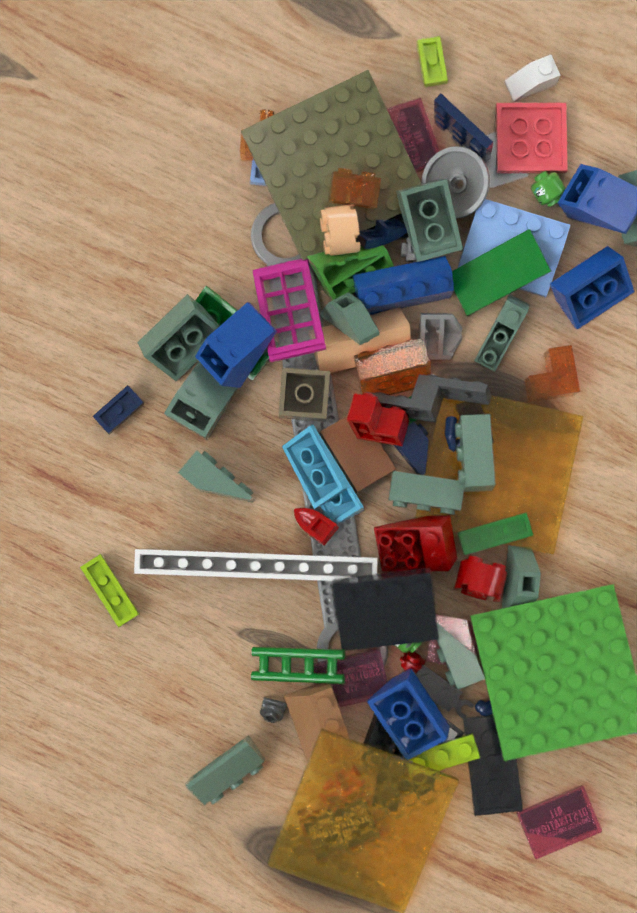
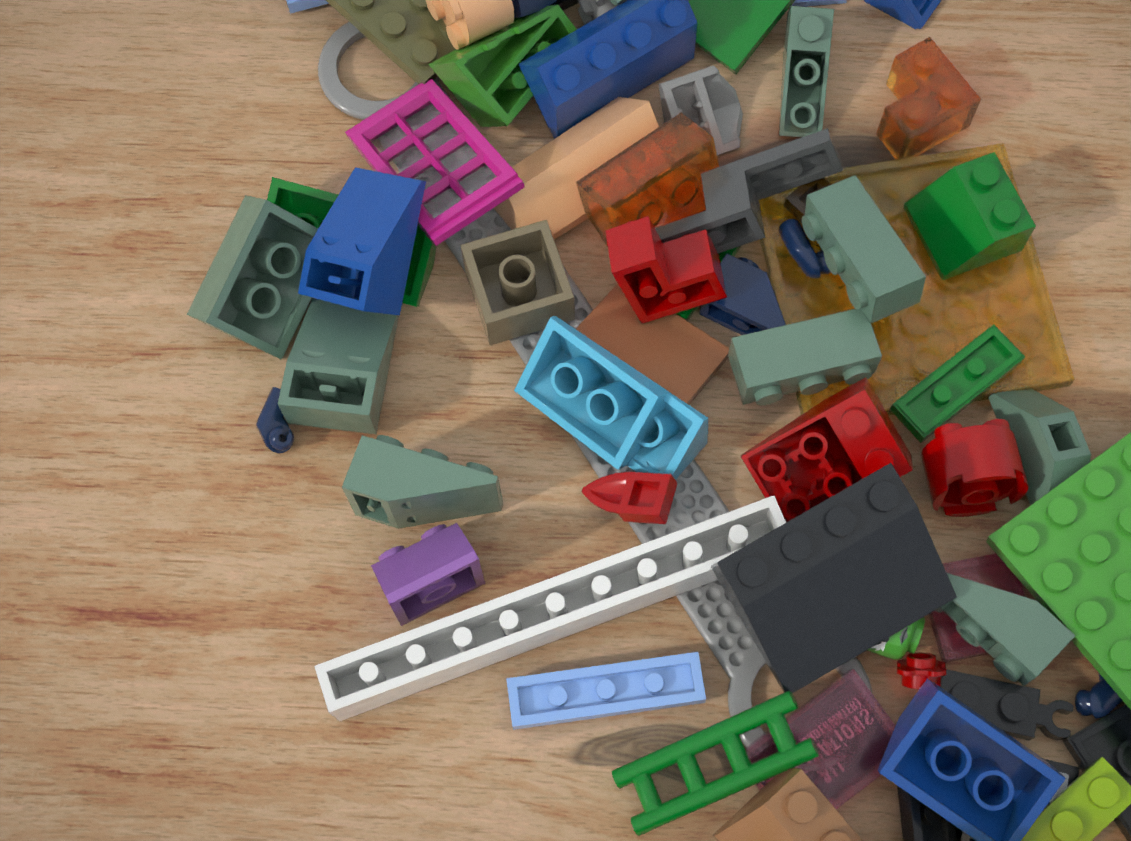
camera: 20 degrees left, 15 degrees down
(109, 590) = (295, 775): lime plate -> none
(118, 409) = (193, 442): dark blue plate -> none
(159, 419) = (273, 426): none -> dark blue arm
(204, 522) = (428, 572): none -> medium lavender slope
(264, 610) = (606, 690): none -> light blue plate
(351, 318) = (543, 125): sand green slope -> none
(541, 452) = (970, 217): none -> green slope

